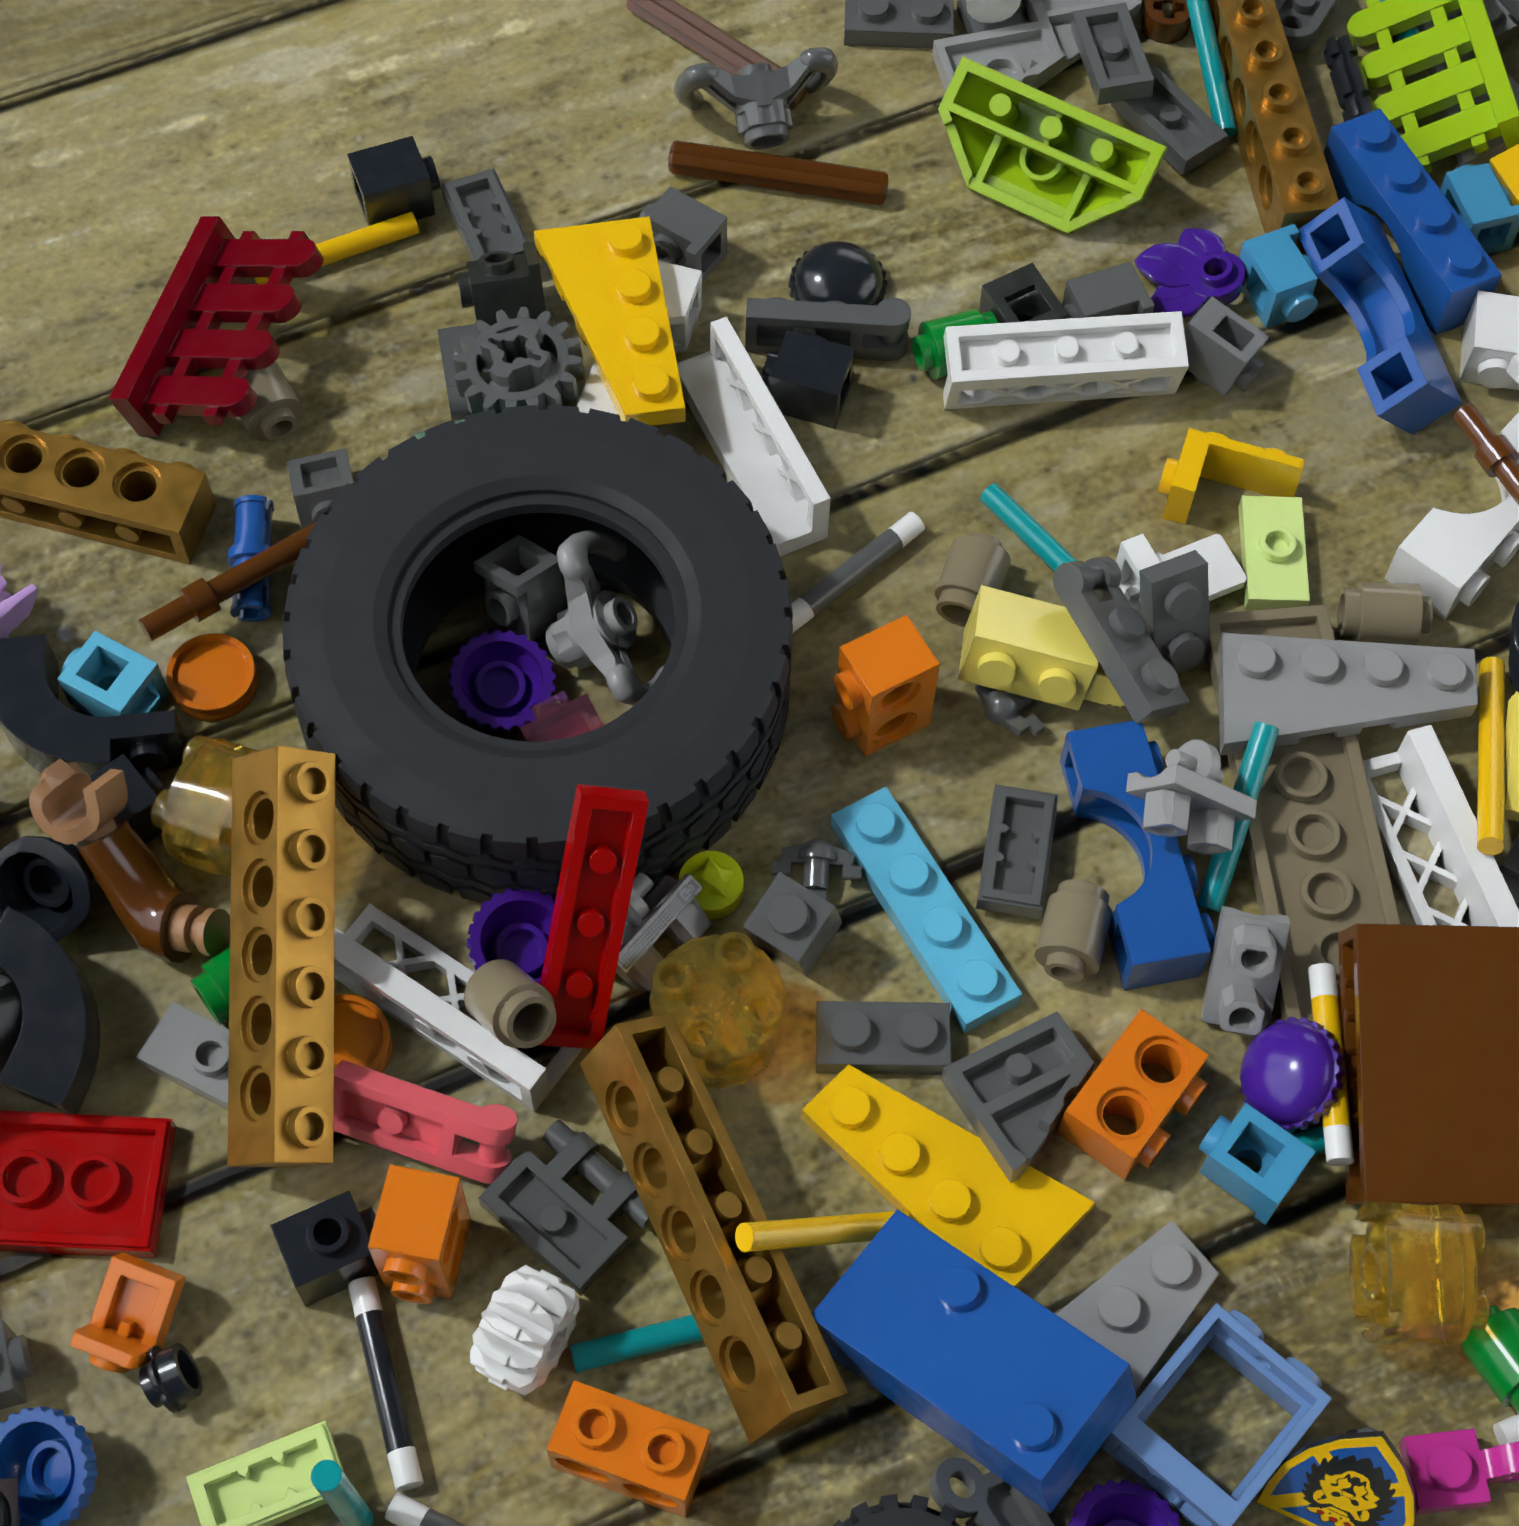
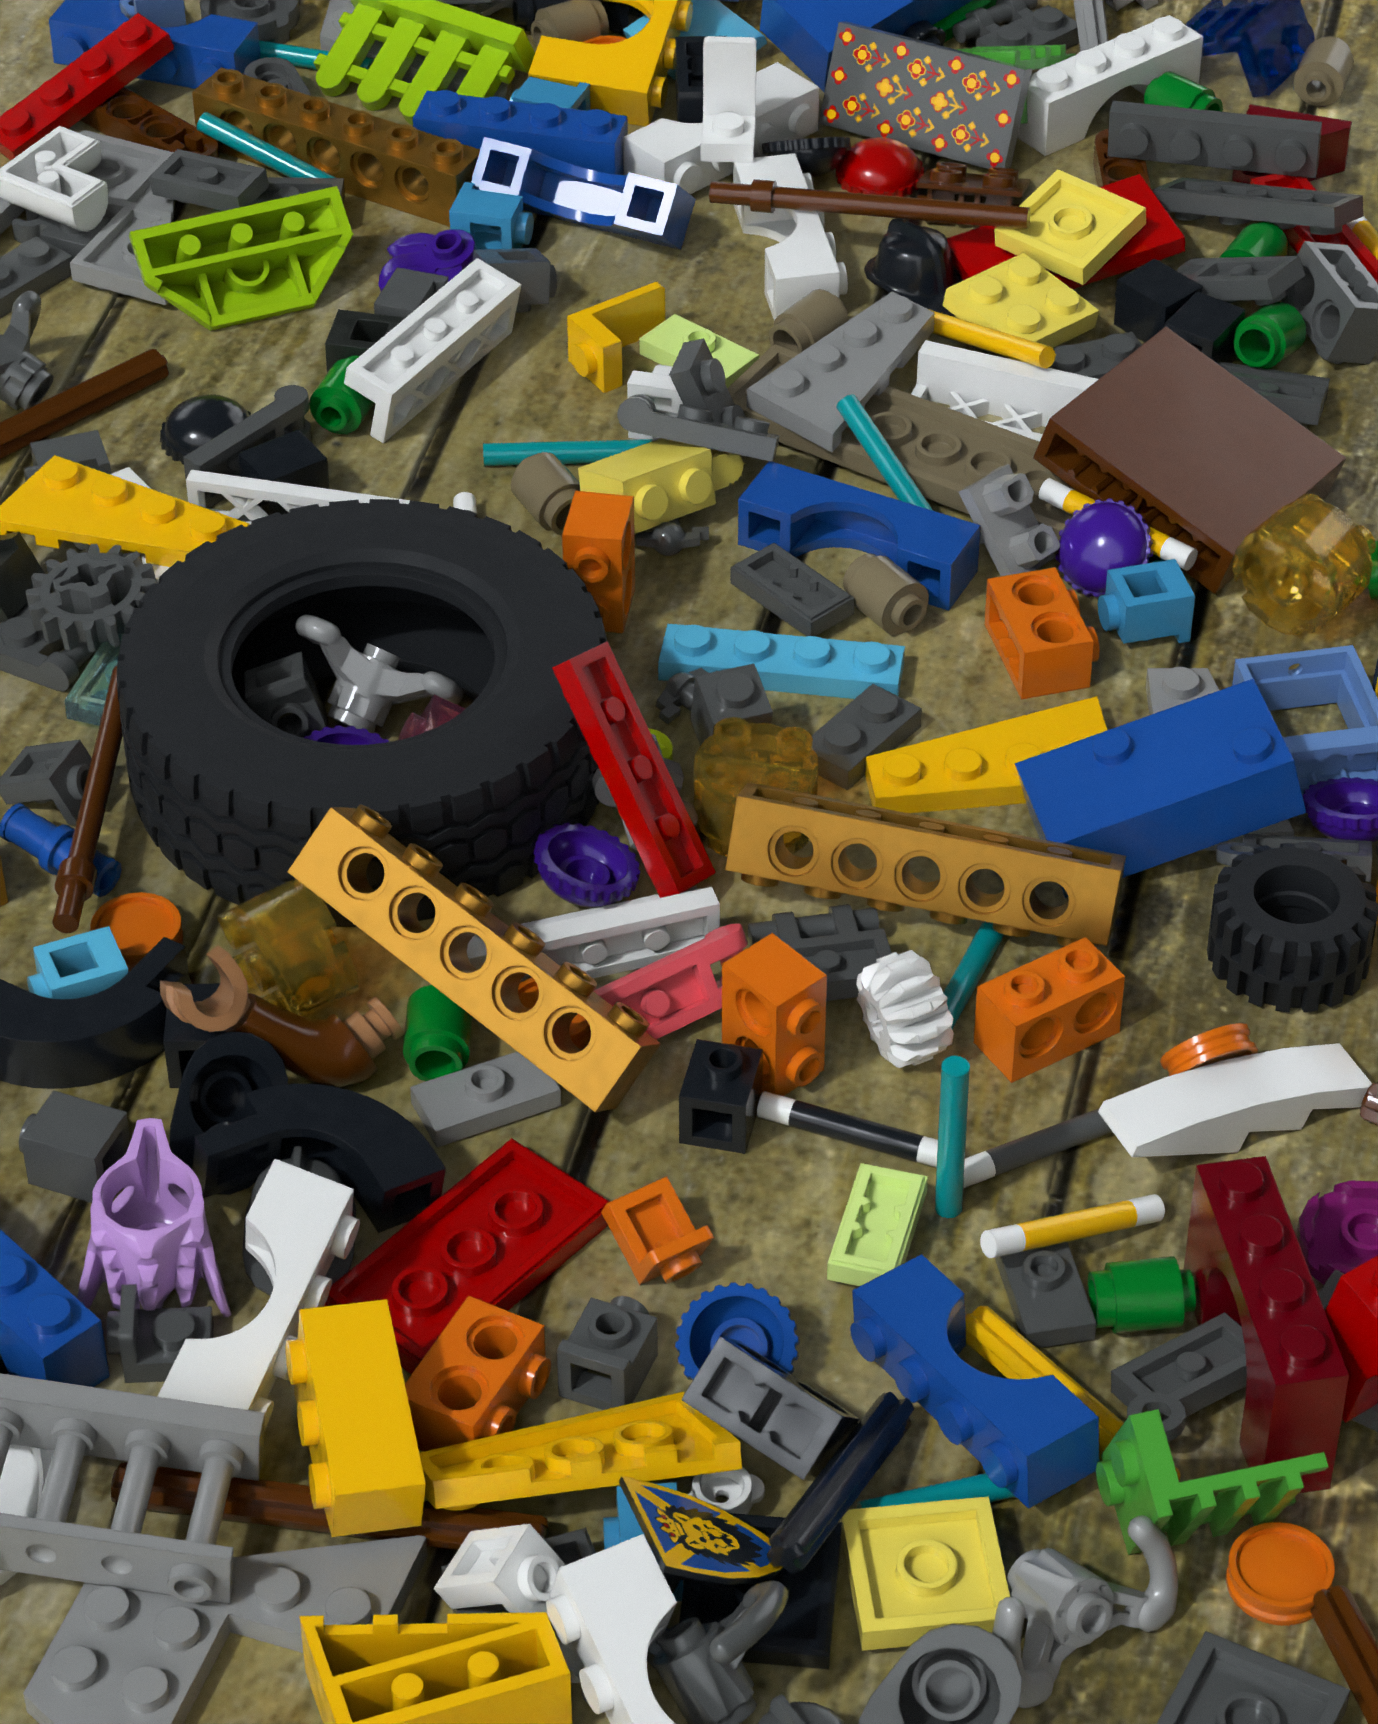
camera: 50 degrees left, 20 degrees down
(170, 1377) = (735, 1241): black plate -> none
(510, 1004) = (645, 866): dark tan brick -> none
(810, 1231) = (991, 810): yellow bar -> none
(1020, 1089) = (978, 682): dark grey wing -> none
(1192, 791) = (864, 458): light grey hips -> none
(1348, 77) = (363, 102): black axle -> none

